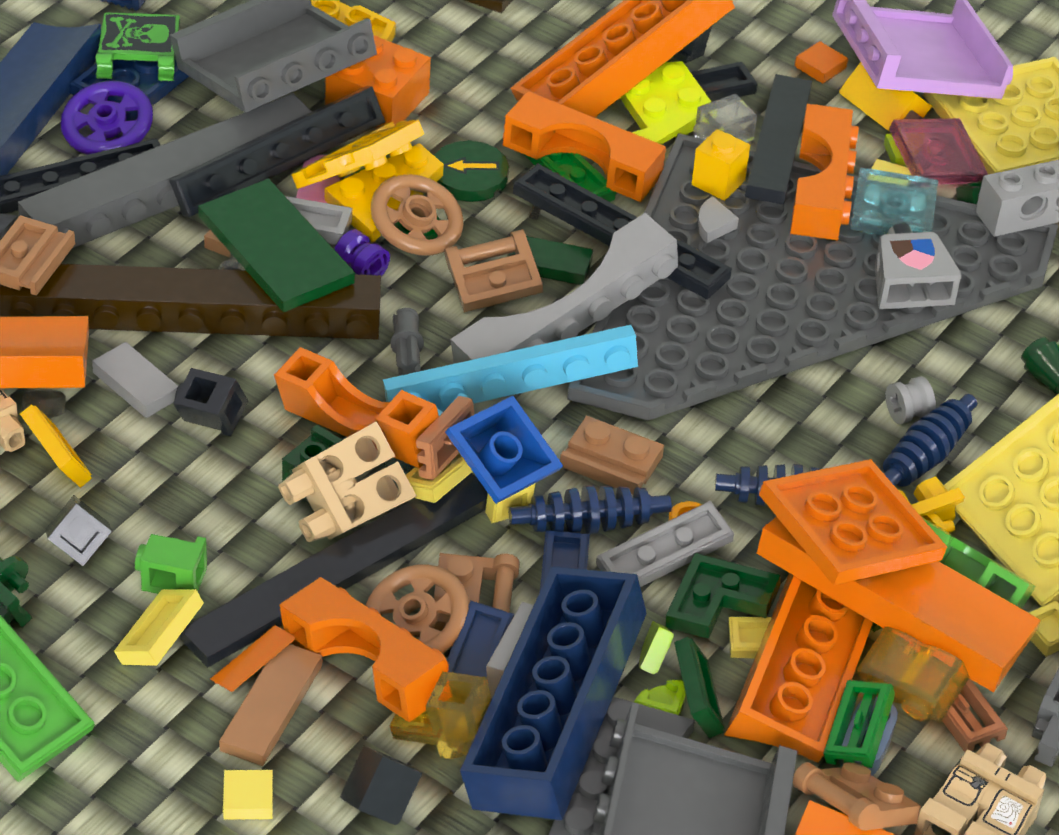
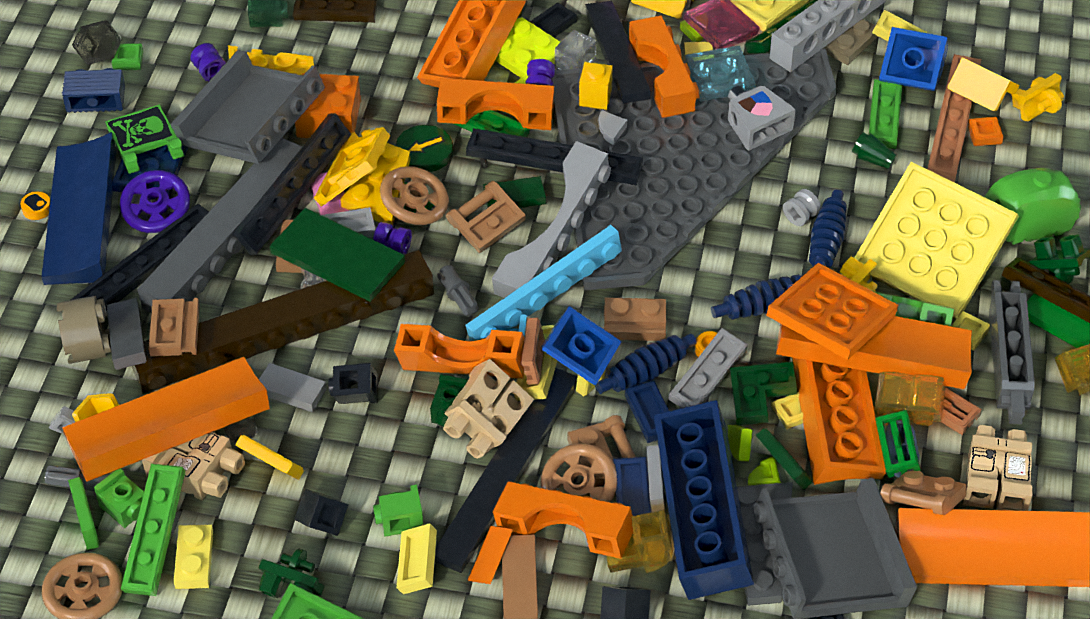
camera: 20 degrees left, 5 degrees up
(663, 128) = (540, 72): none -> dark purple wheel

